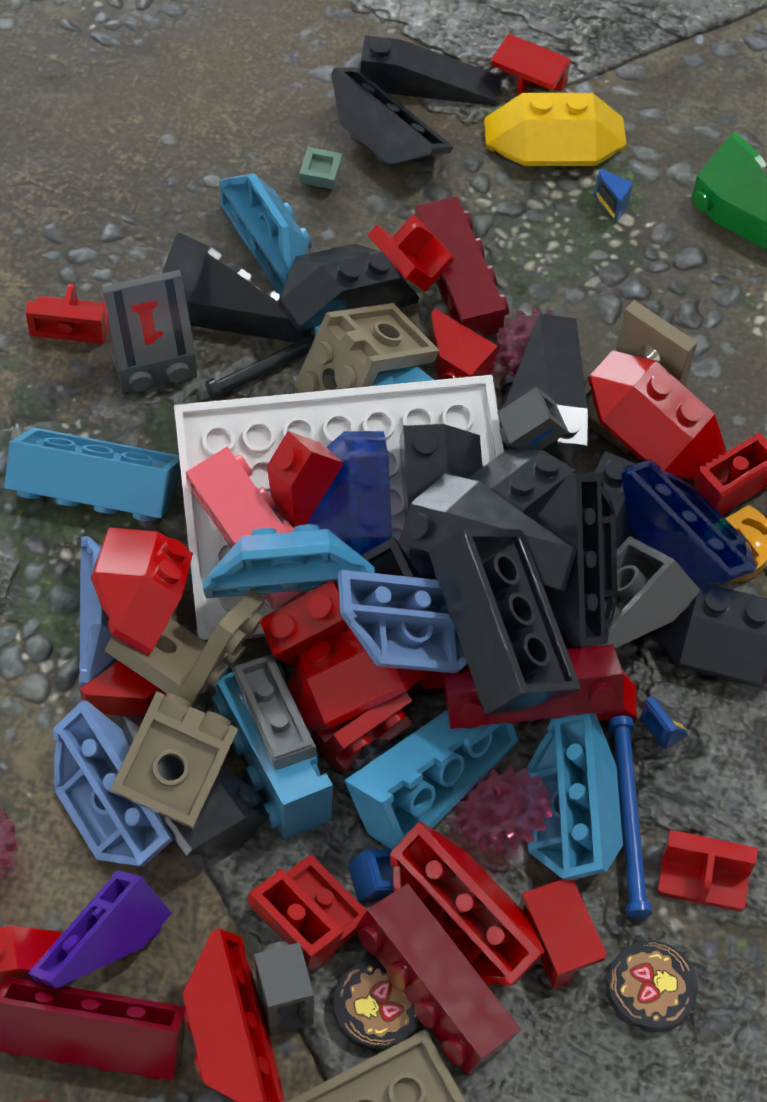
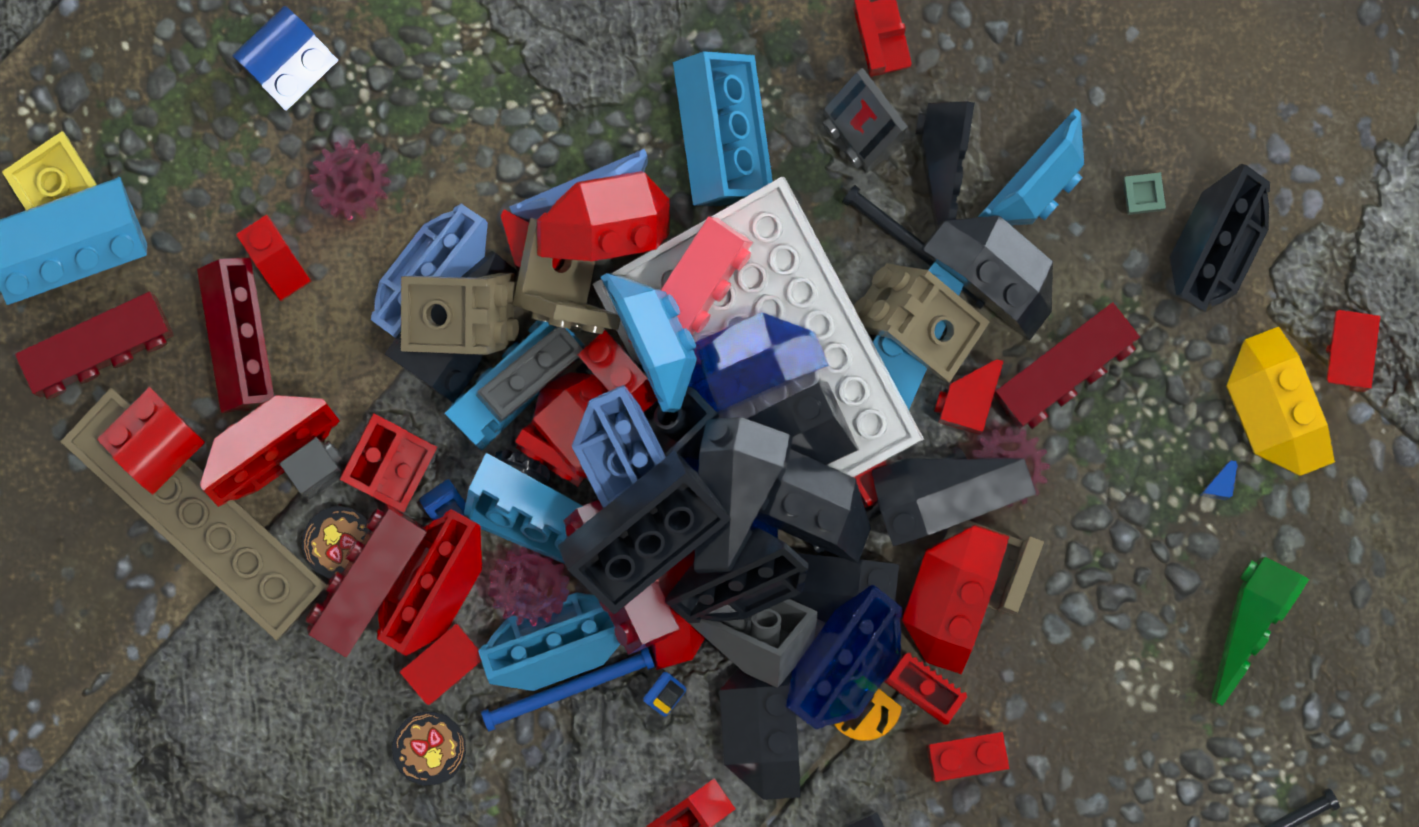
camera: 75 degrees right, 25 degrees up
(108, 928) = (312, 316): dark purple slope -> none
(300, 477) = (743, 316): red slope -> none
(414, 252) = (1055, 317): red panel -> none
(420, 72) = (1315, 236): black wedge -> none
(531, 422) = (885, 491): dark grey brick -> none
(706, 870) = (538, 764): red panel -> none

